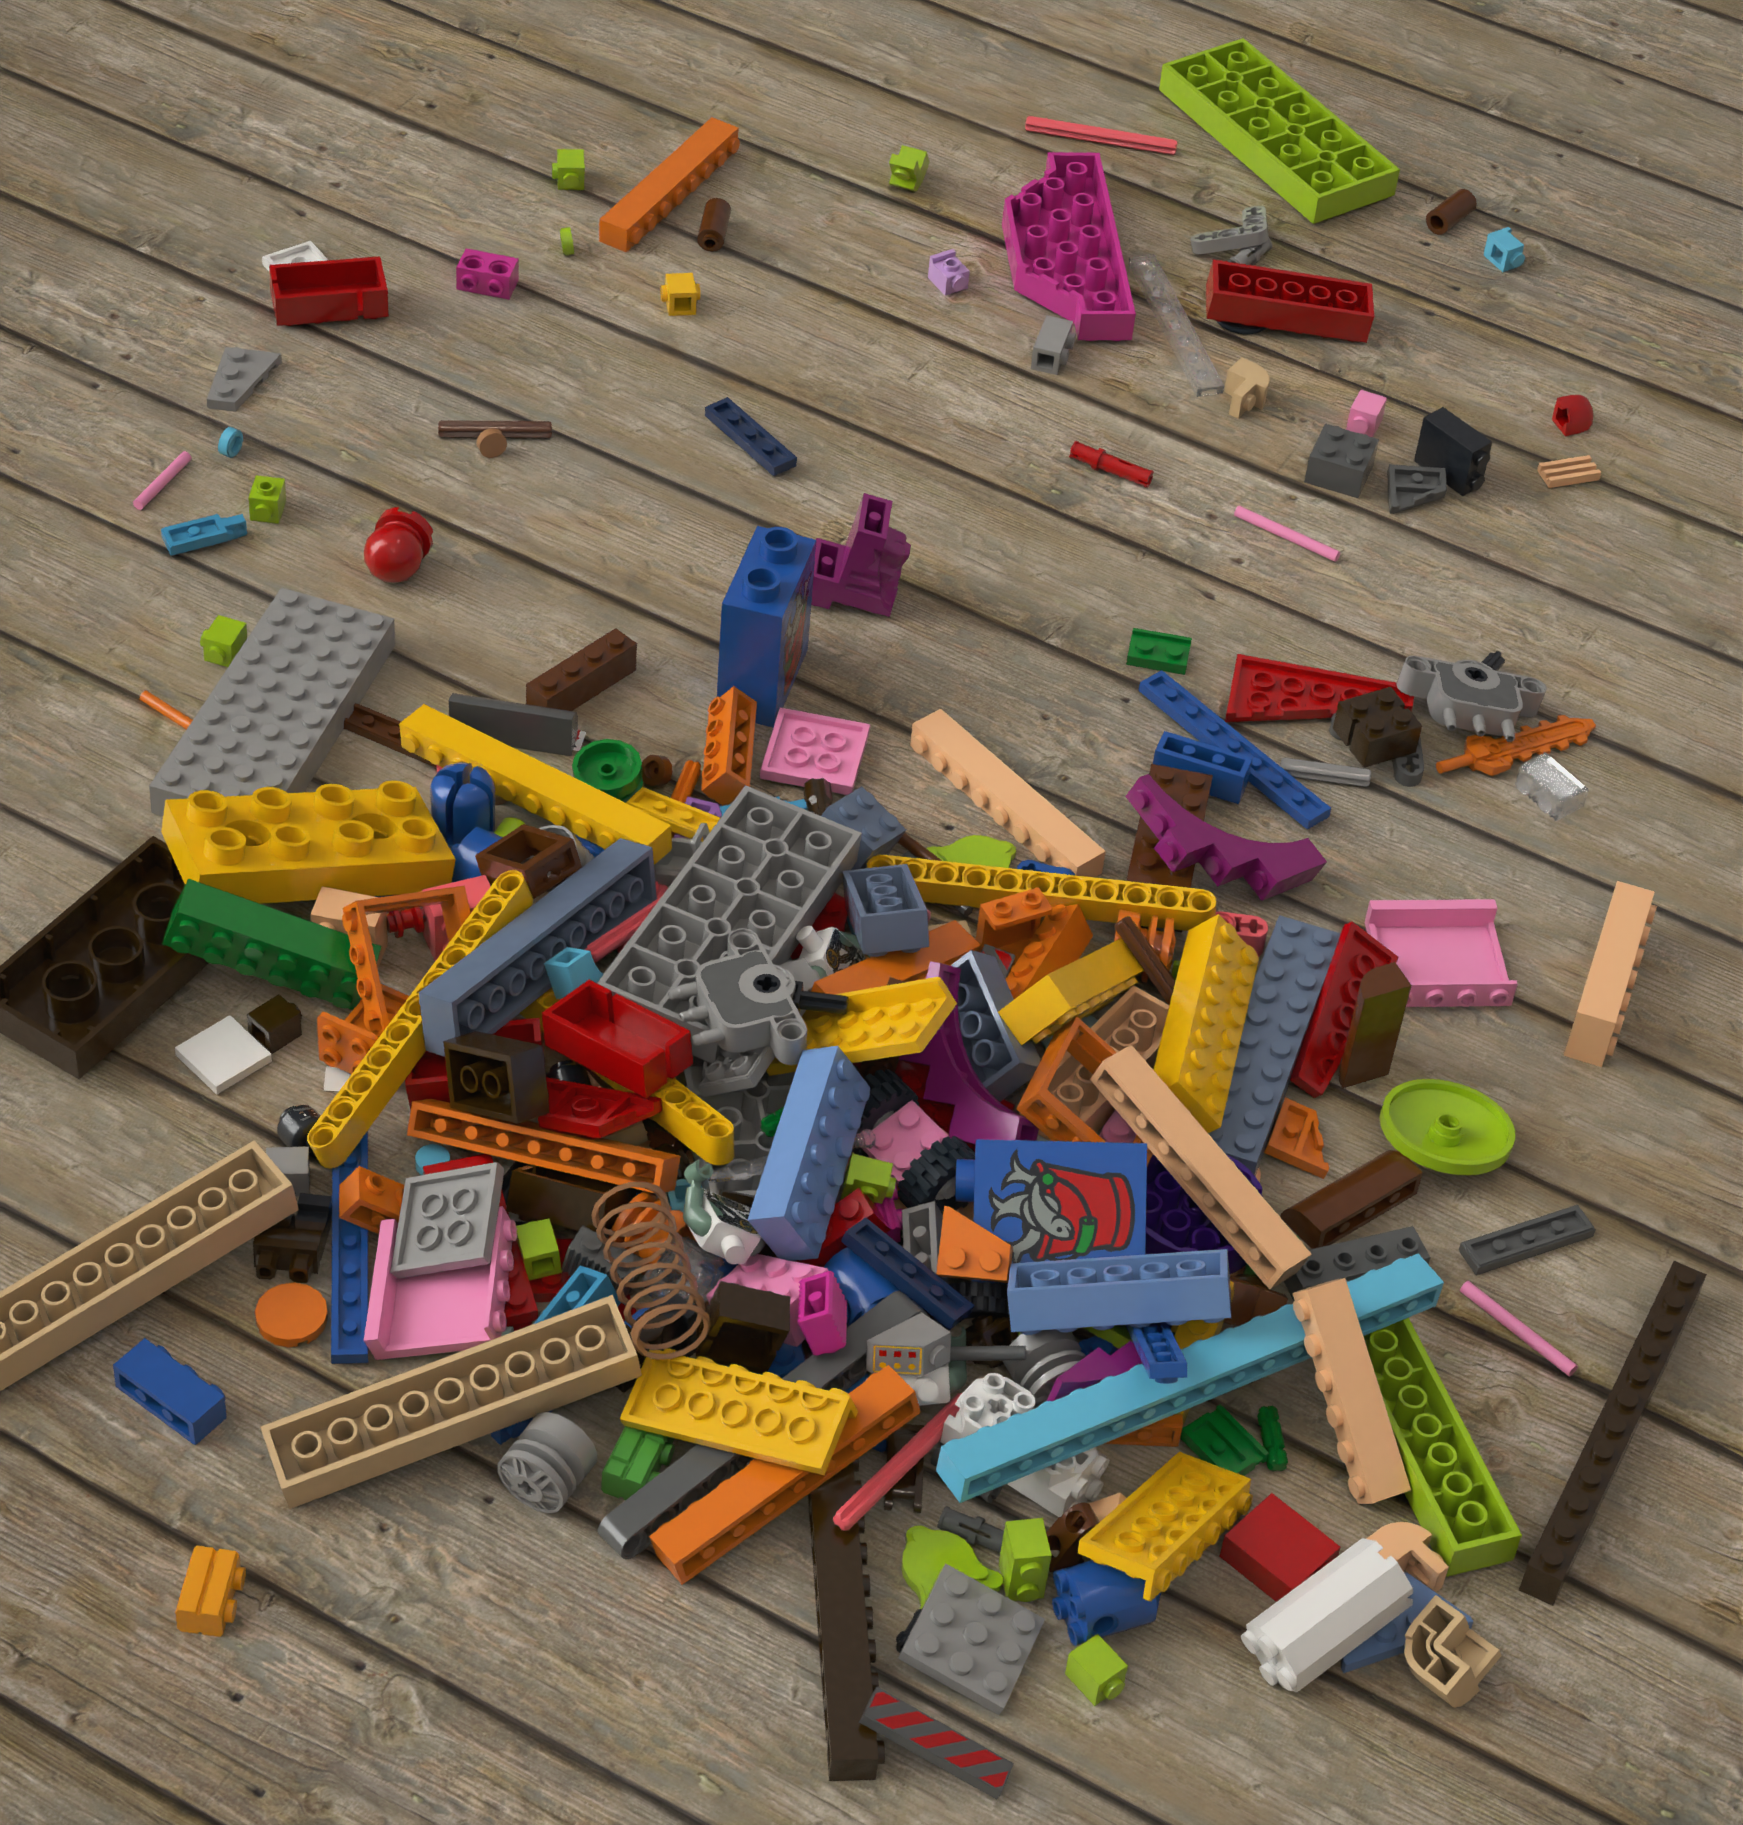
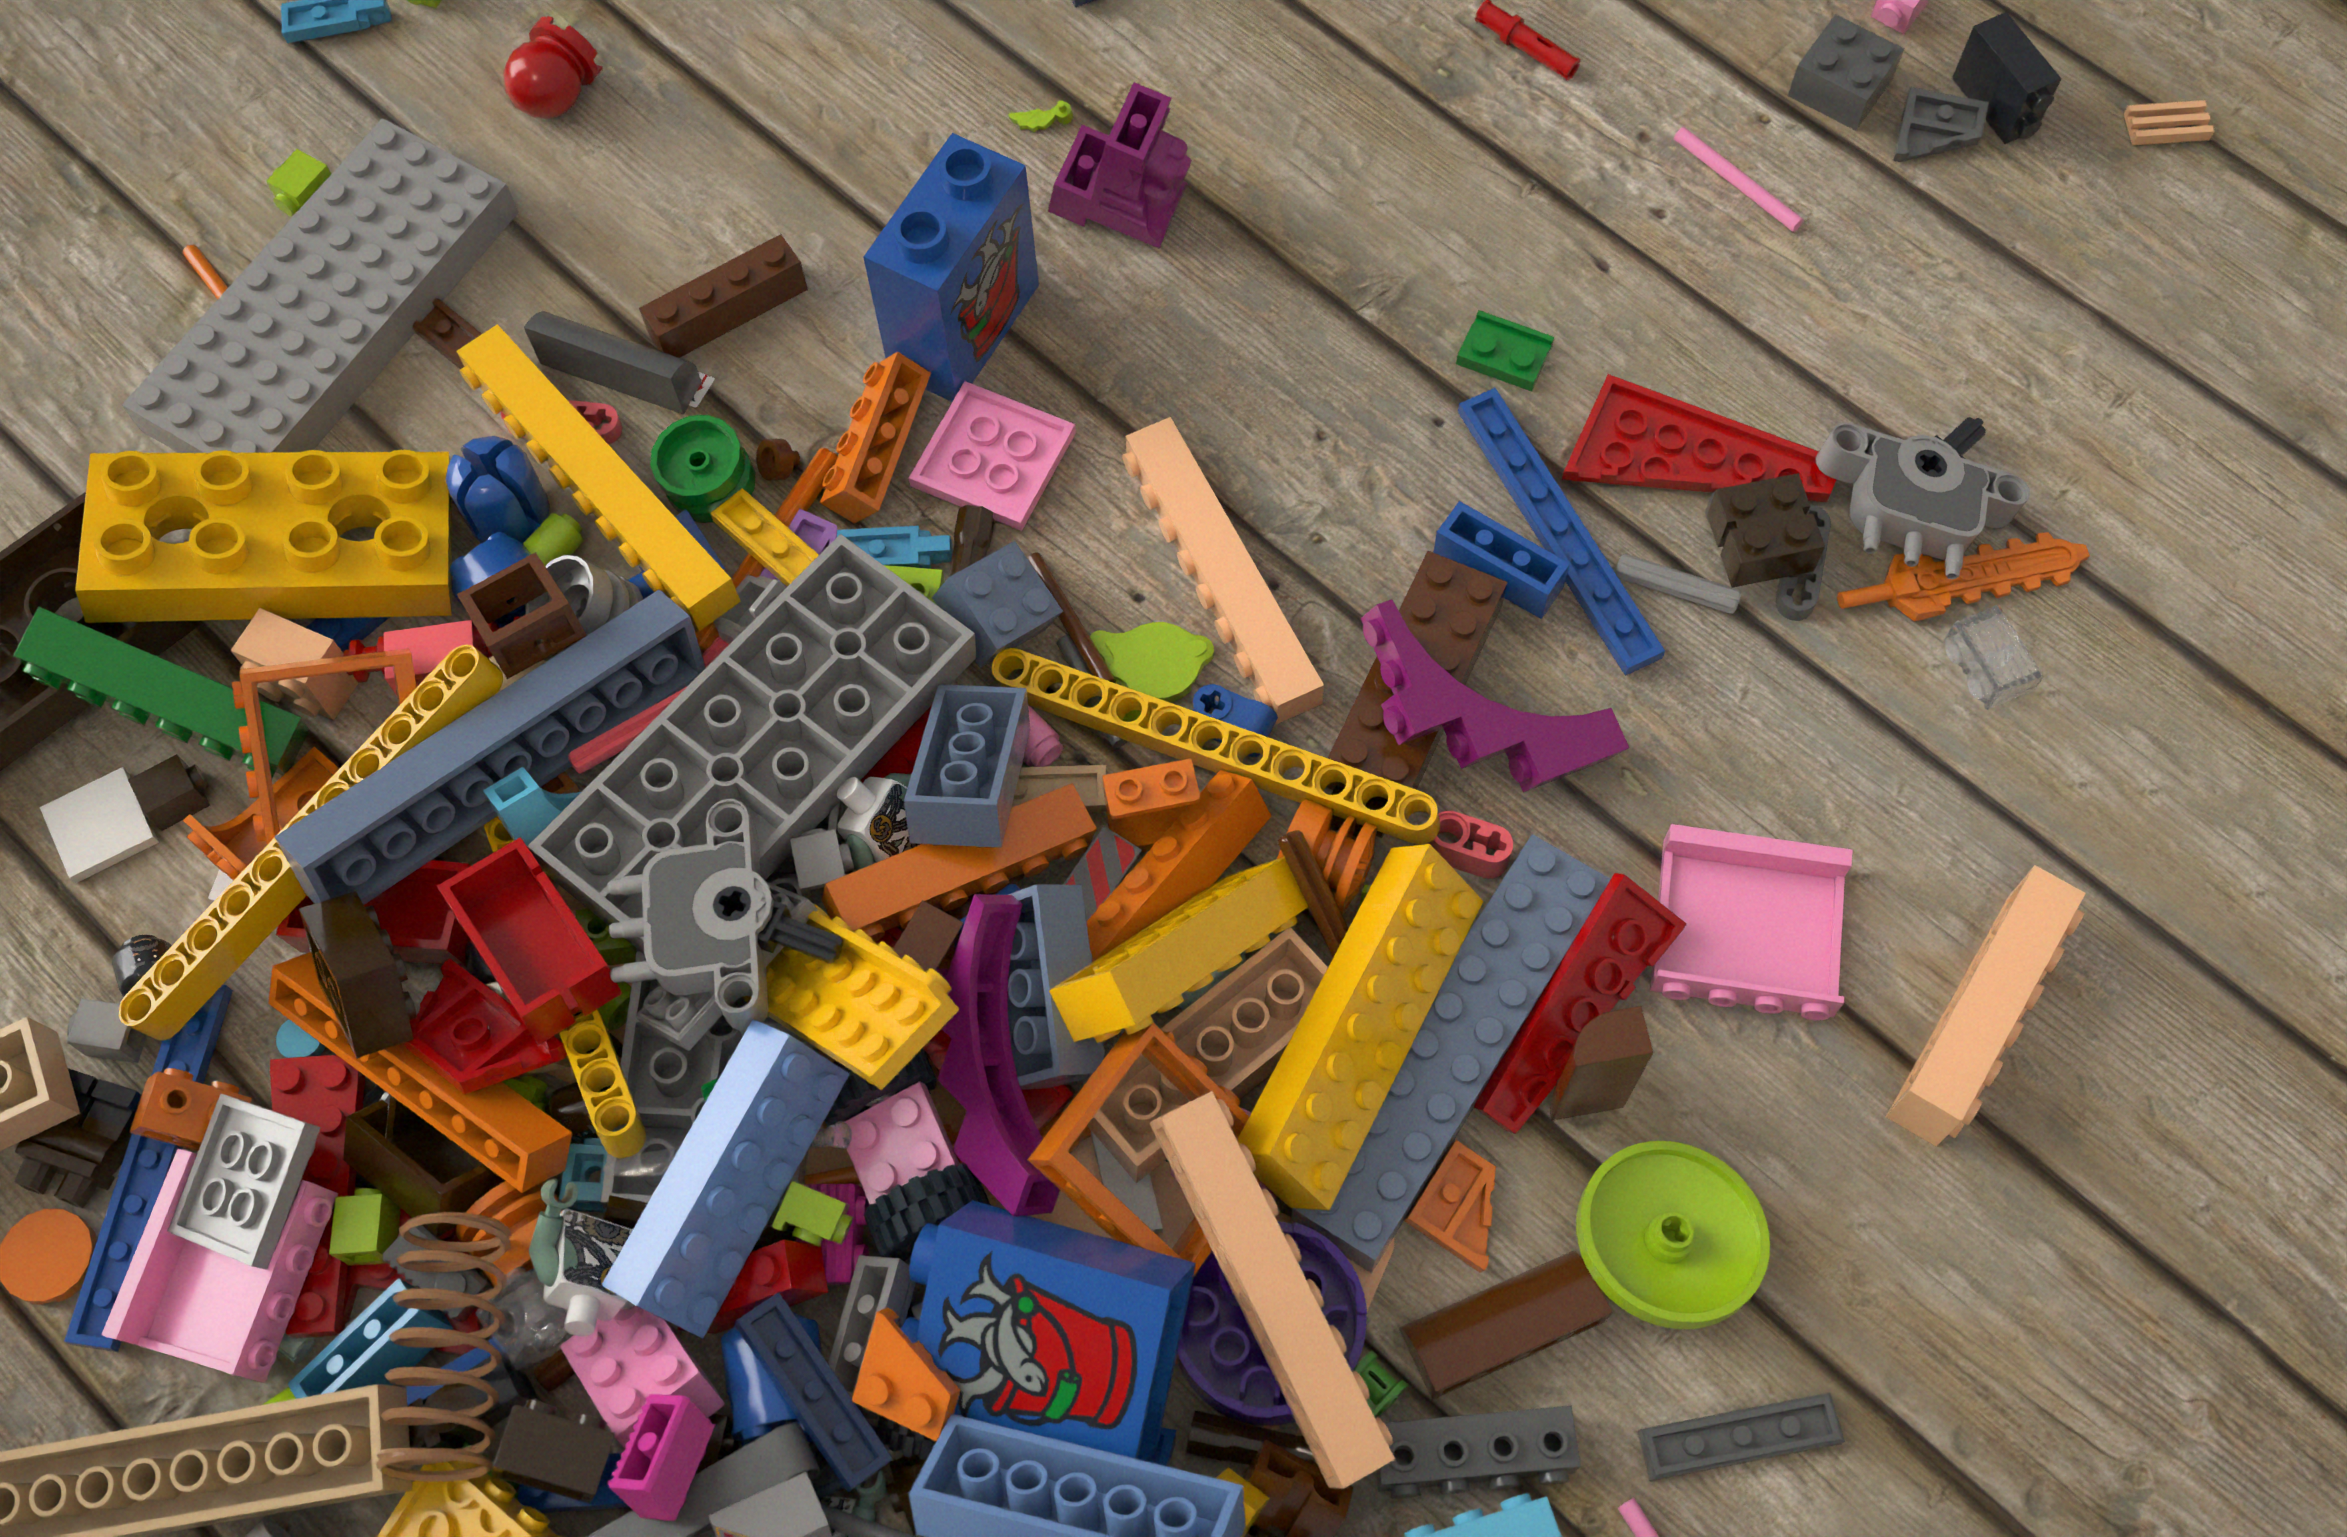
camera: 20 degrees right, 20 degrees up
(1573, 414) = (2200, 30): red brick -> none

